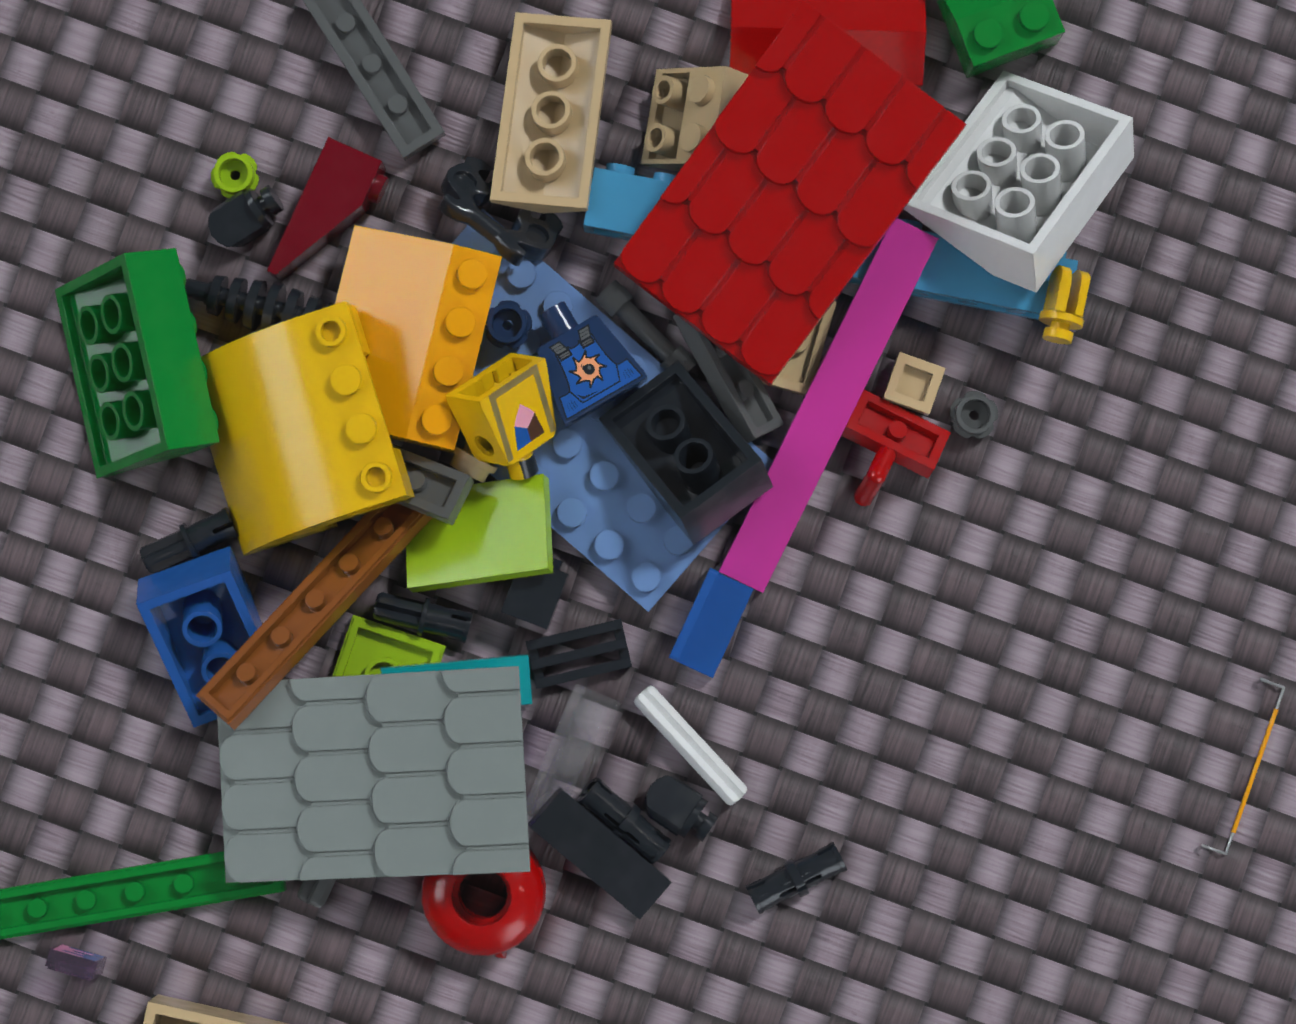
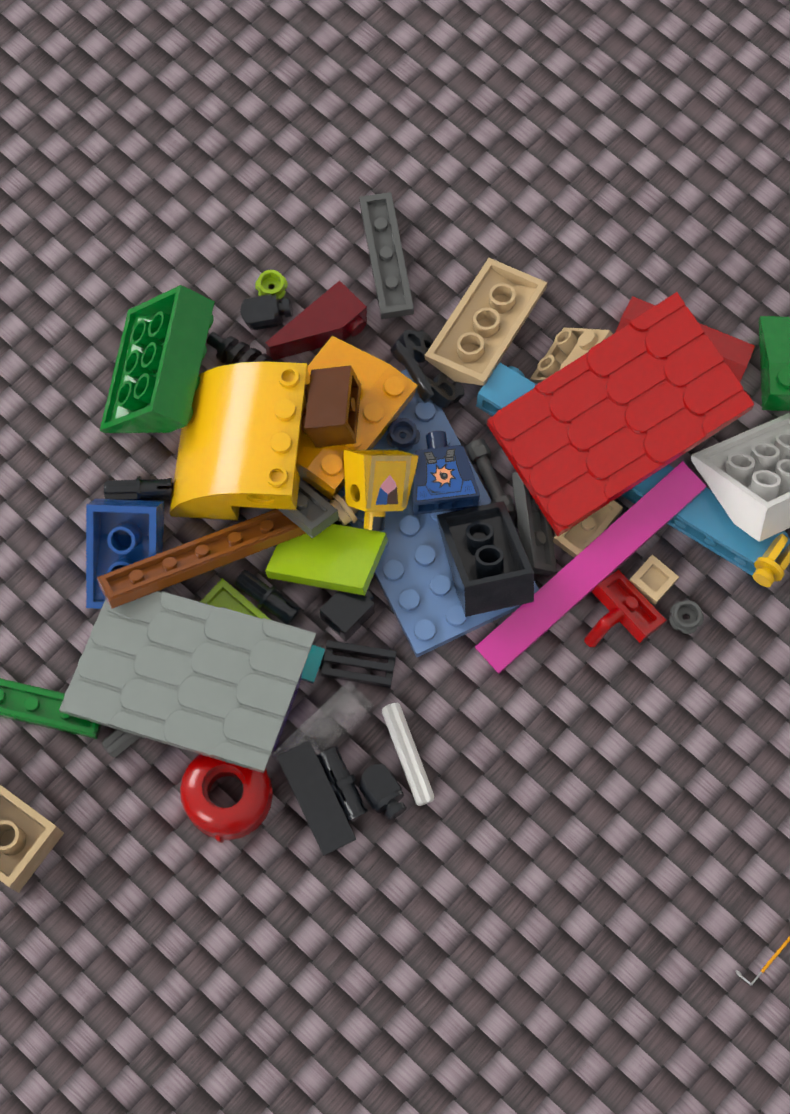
camera: 25 degrees right, 15 degrees down
(404, 342) = (332, 406): none -> reddish brown brick
(711, 623) = (454, 677): blue panel -> none
(796, 877) = (442, 872): black pin -> none

